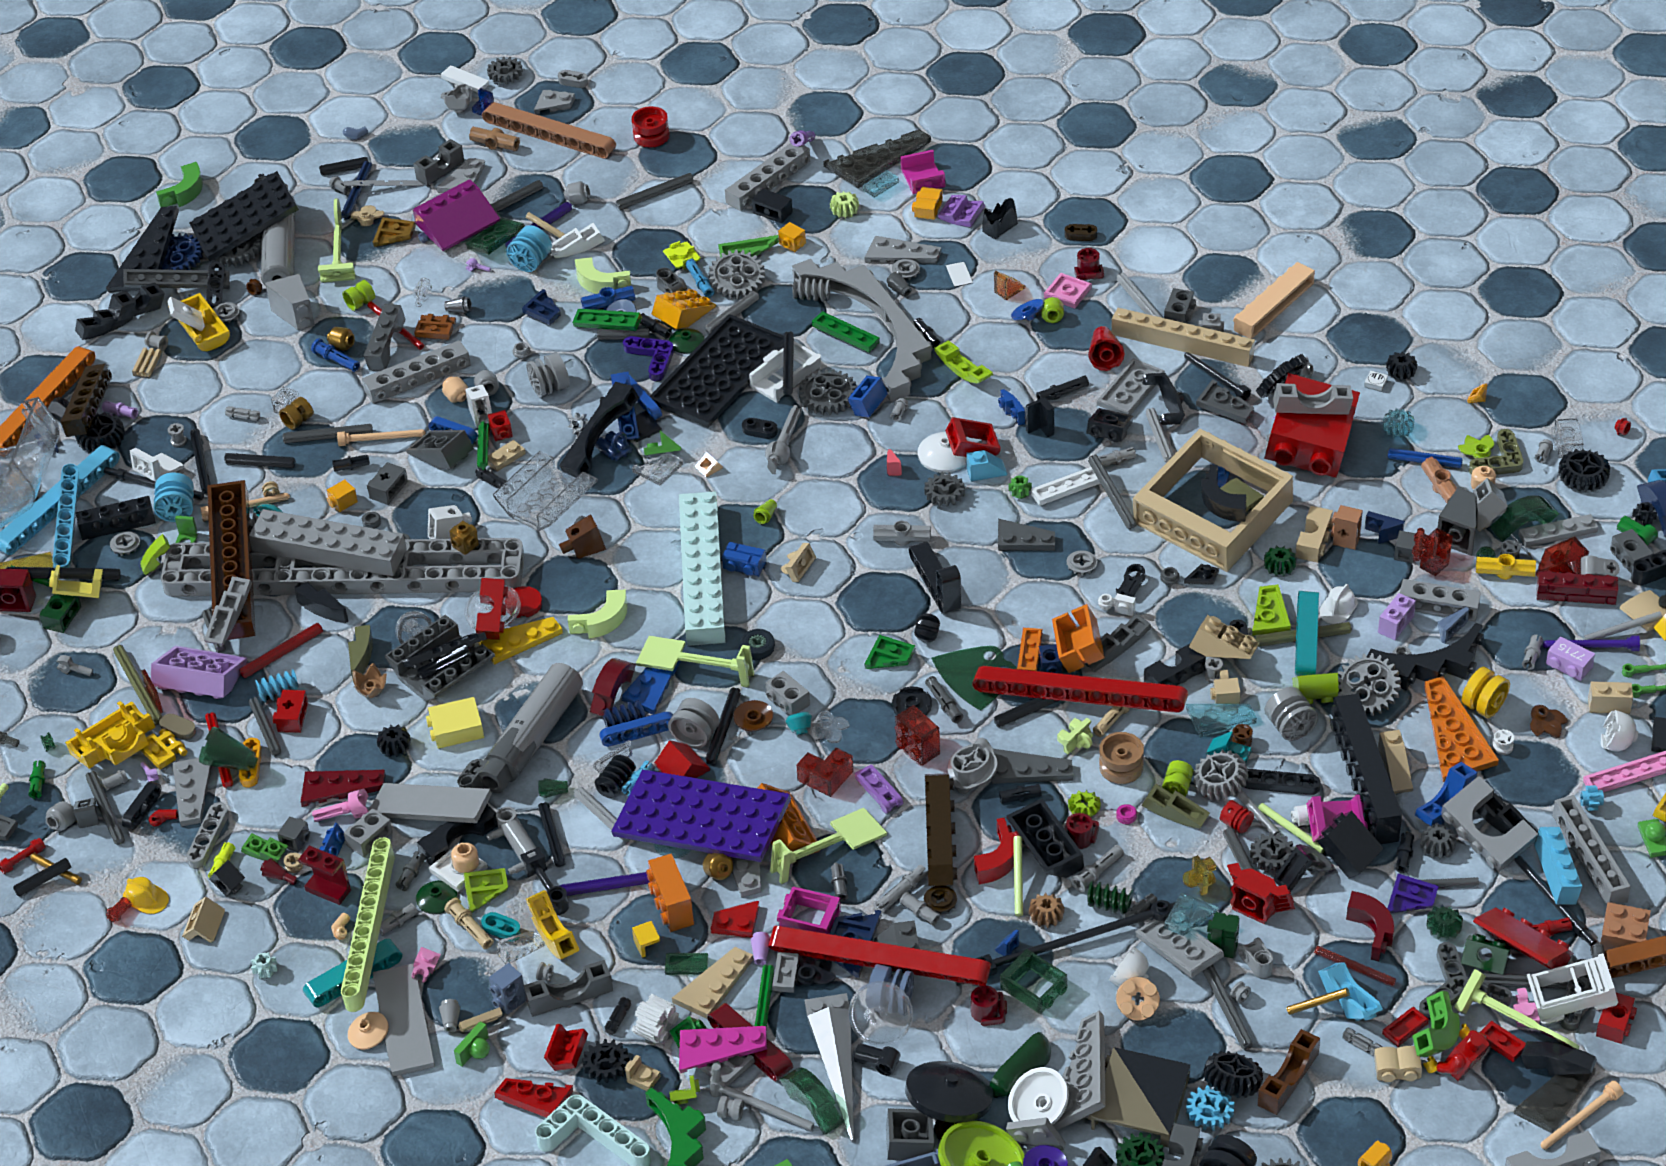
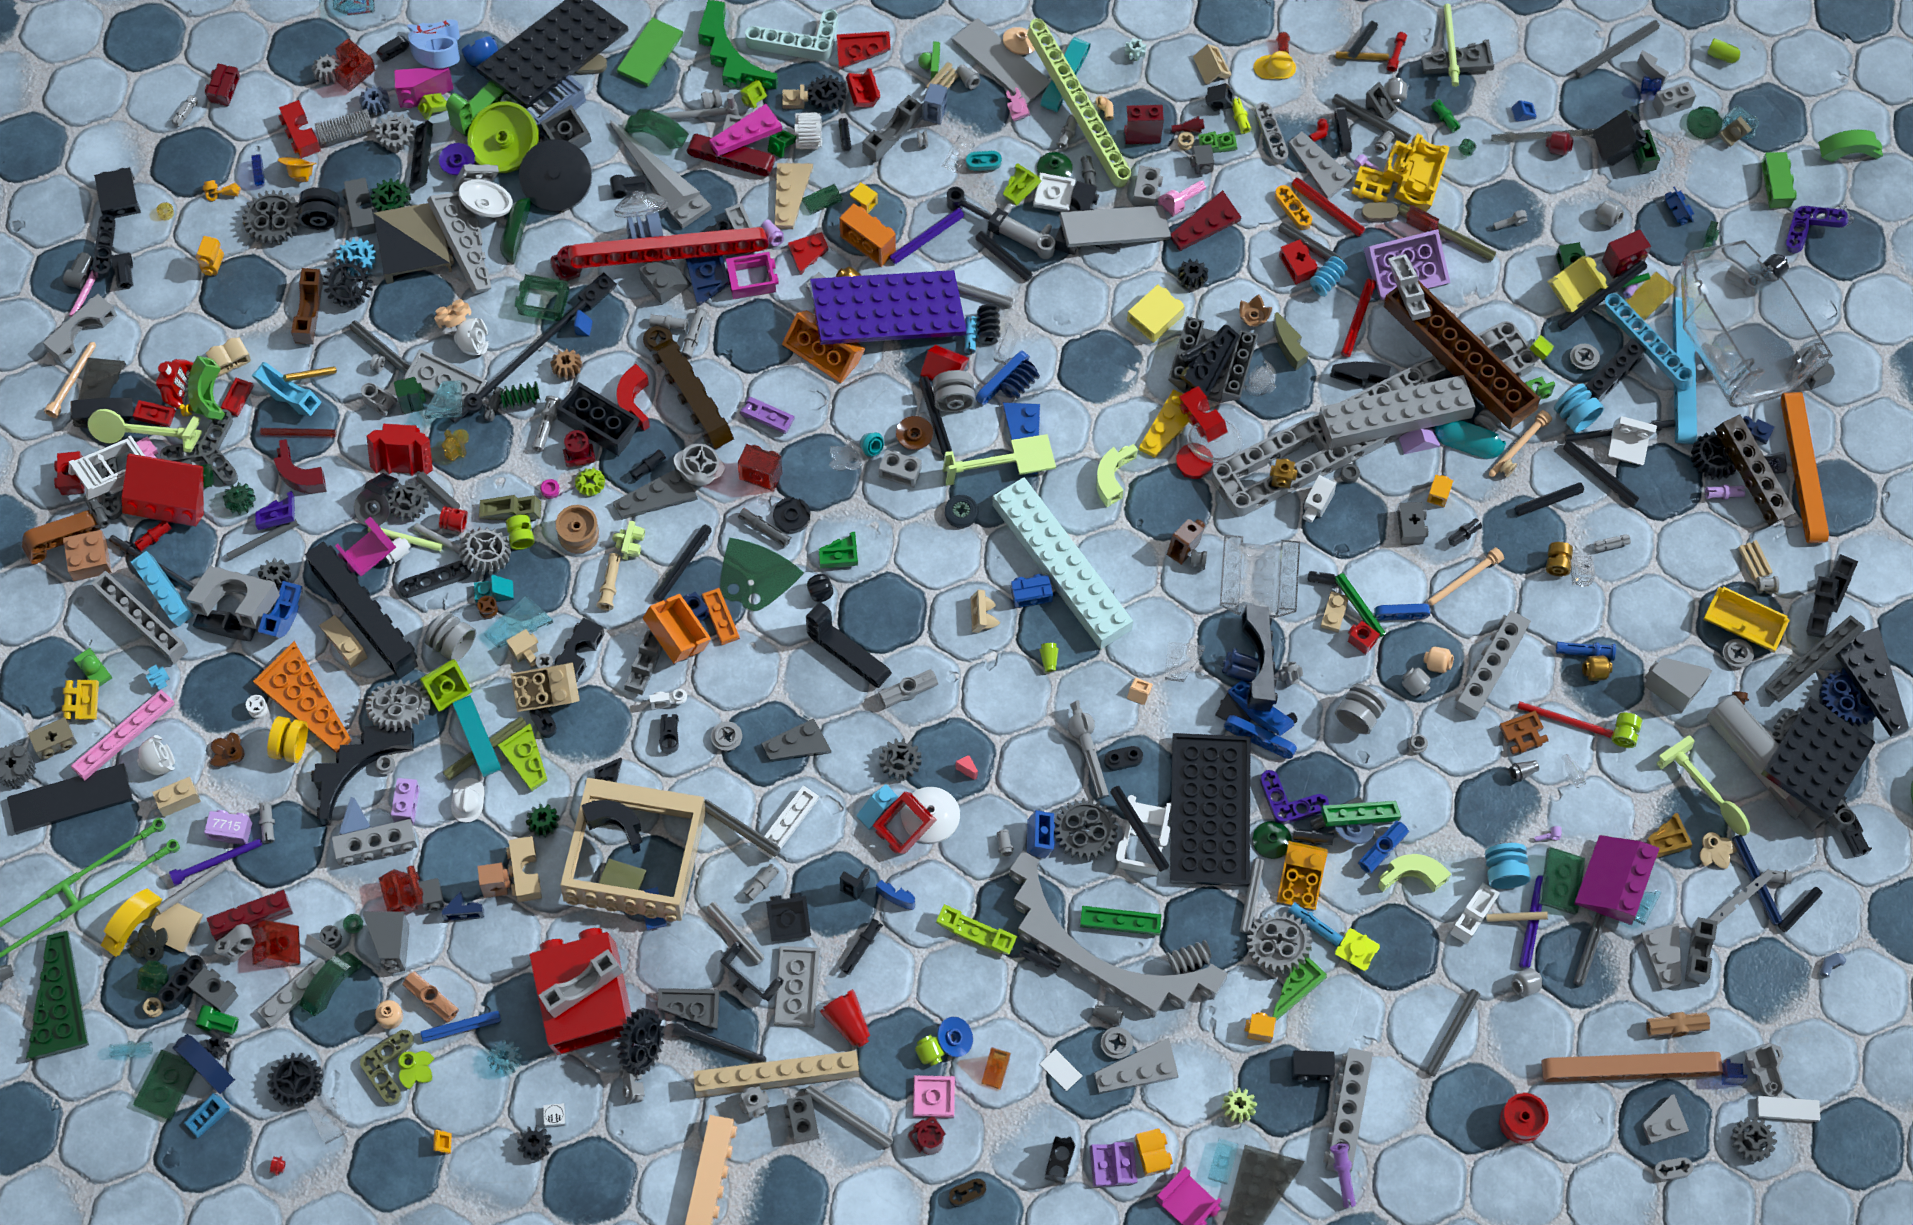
camera: 145 degrees right, 20 degrees up
(177, 437) = (1647, 487): light grey bush -> none
(186, 314) = (1757, 607): white plate -> none
(220, 279) = (1773, 665): black beam -> none
(226, 752) = (1307, 187): clear green cone -> none
(326, 433) = (1515, 558): dark grey axle -> none
(333, 840) = (1167, 165): blue hinge -> none
(371, 520) = (1395, 484): dark grey tile -> none
(378, 349) = (1563, 702): dark grey arch -> none
(442, 448) = (1396, 584): dark grey slope -> none
(464, 918) = (1017, 153): tan pin -> none
(465, 857) = (1045, 184): light nougat head -> none
(478, 400) = (1400, 647): white torso -> none
(525, 731) = (1088, 324): piece -> none
(542, 308) = (1439, 806): dark blue wing -> none
(552, 787) = (1033, 292): clear green cone -> none
(553, 933) = (935, 170): yellow arch -> none
(608, 682) = (1052, 406): dark red arch -> none
(667, 445) = (1193, 683): bright green slope -> none
(669, 281) = (1336, 899): dark grey piece -> none
(764, 996) = (743, 195): green axle -> none
(825, 774) = (819, 402): clear red brick -> none
(839, 881) = (747, 317): flat silver axle -> none
(854, 828) = (764, 371): yellowish green piece -> none
(1018, 878) = (599, 372): yellowish green bar -> none
(1020, 486) = (827, 793): bright green gear -> none
(1080, 689) = (646, 575): red beam -> none
(1169, 576) = (637, 758): dark grey plate -> none
(1349, 844) = (343, 524): black brick -> none
(1360, 1041) = (252, 365): dark grey axle -> none
(1404, 852) = (298, 553): black pin -> none
(1489, 504) = (364, 964): light grey slope -> none
(1505, 566) = (339, 907): yellow piece -> none
(1545, 448) = (345, 1094): light grey pin -> none

